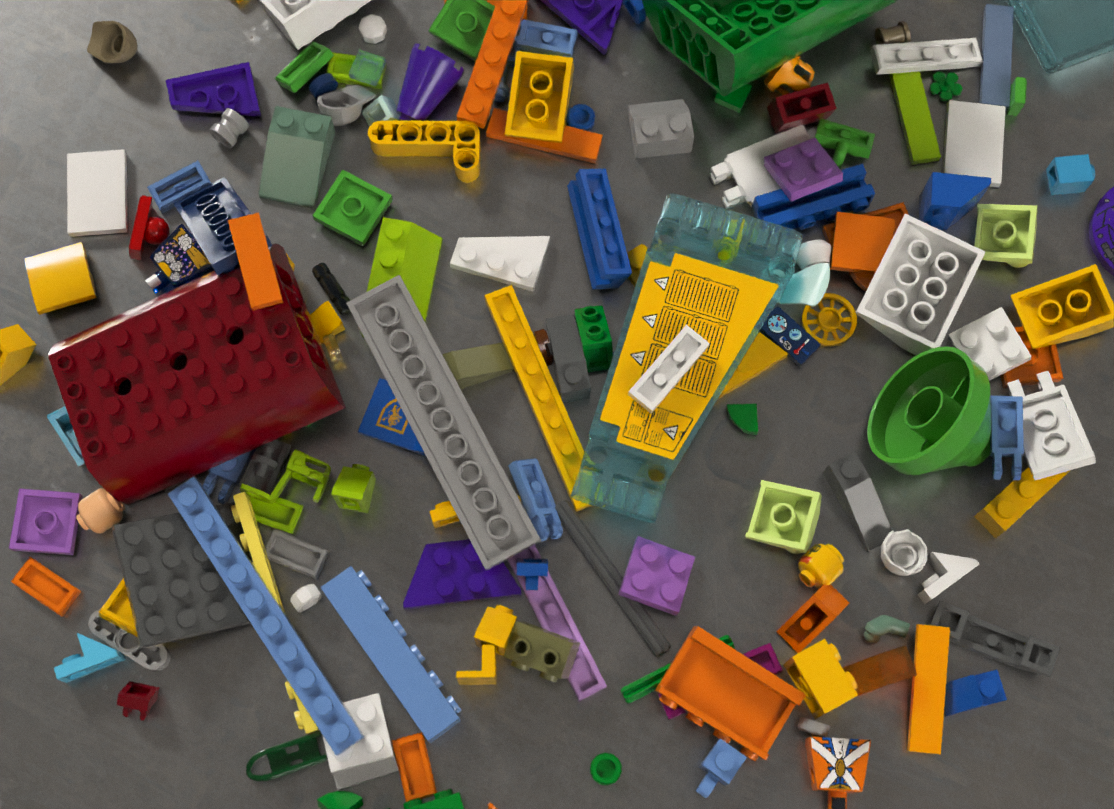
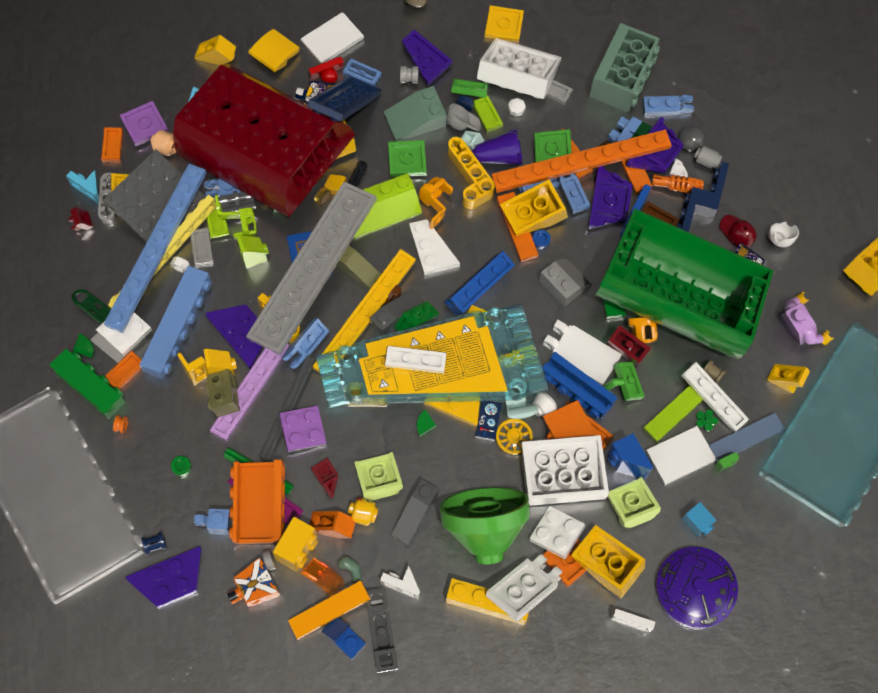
camera: 55 degrees right, 5 degrees down
(255, 261) = (323, 117): orange tile -> none
(367, 67) = (490, 117): clear light blue tile -> none
(429, 214) = (430, 192): none -> light orange piece
(532, 569) = (262, 362): blue tile -> none
(739, 585) = (326, 476): none -> dark red slope
(803, 169) = (590, 367): medium lavender plate -> none
(903, 553) = (399, 551): white hair -> none
(1006, 434) = (502, 564): medium blue hinge -> none

